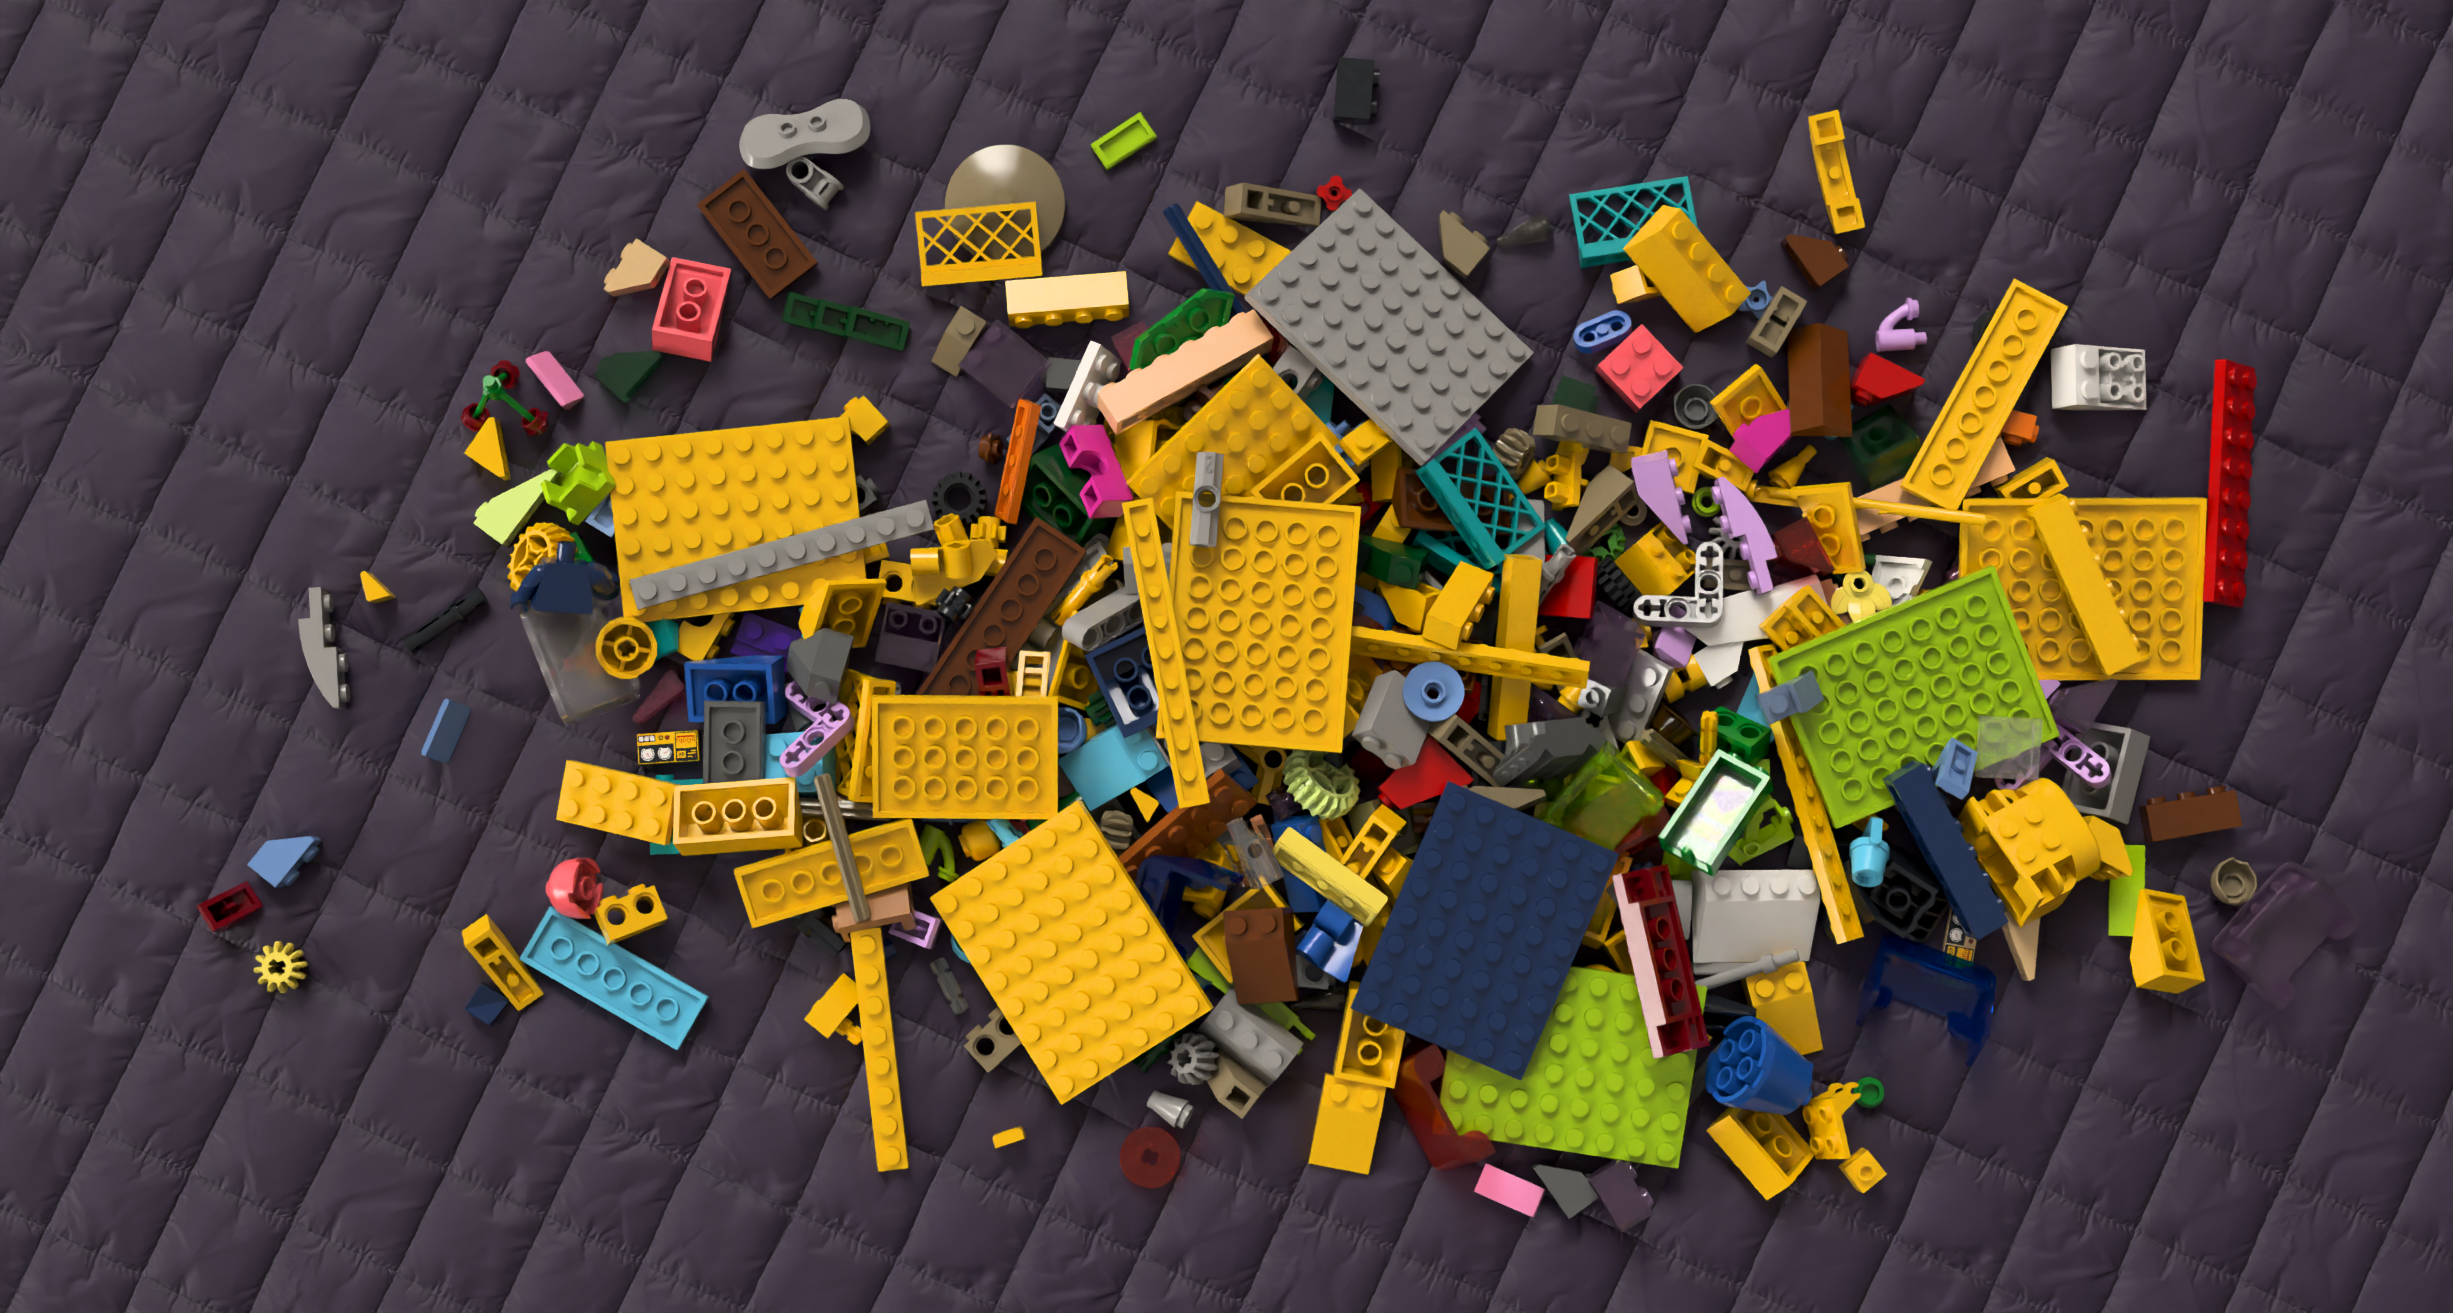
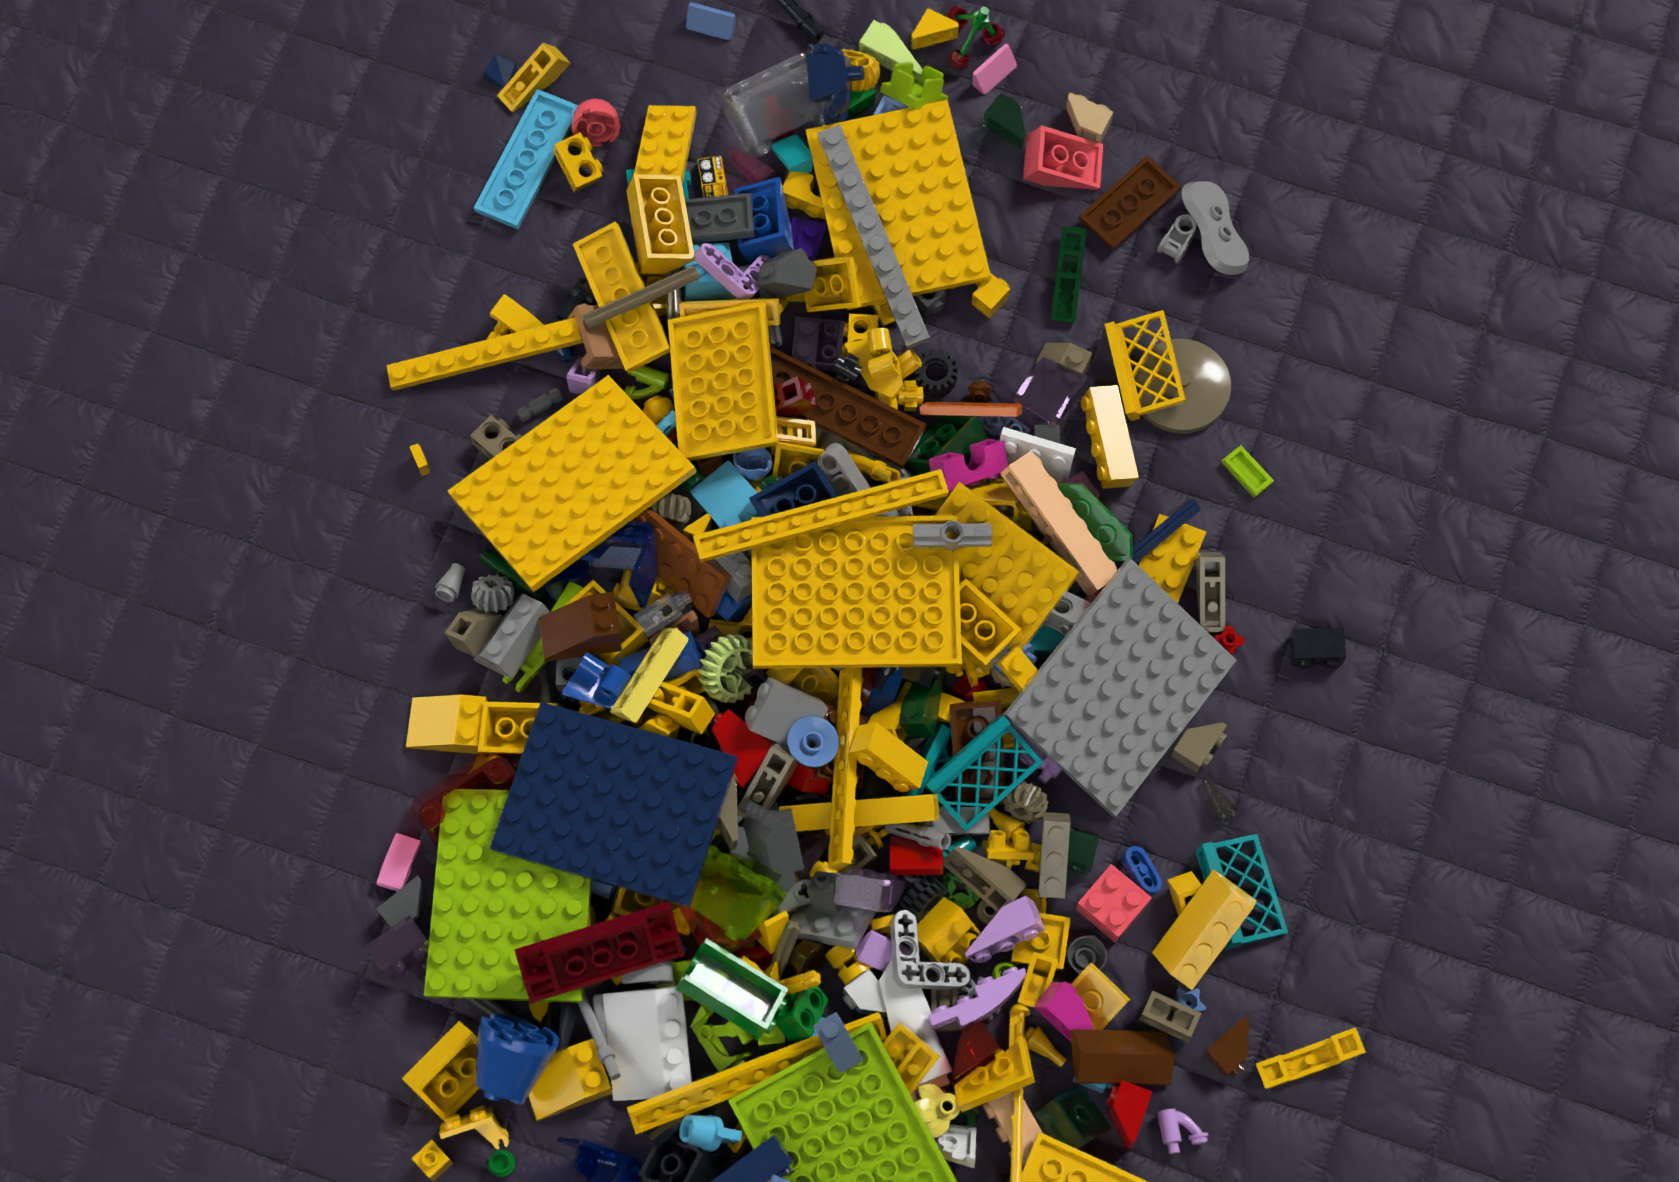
camera: 85 degrees right, 15 degrees down
(626, 647) = (786, 129): yellow cylinder -> none
(1143, 1173) = (423, 576): clear red plate -> none

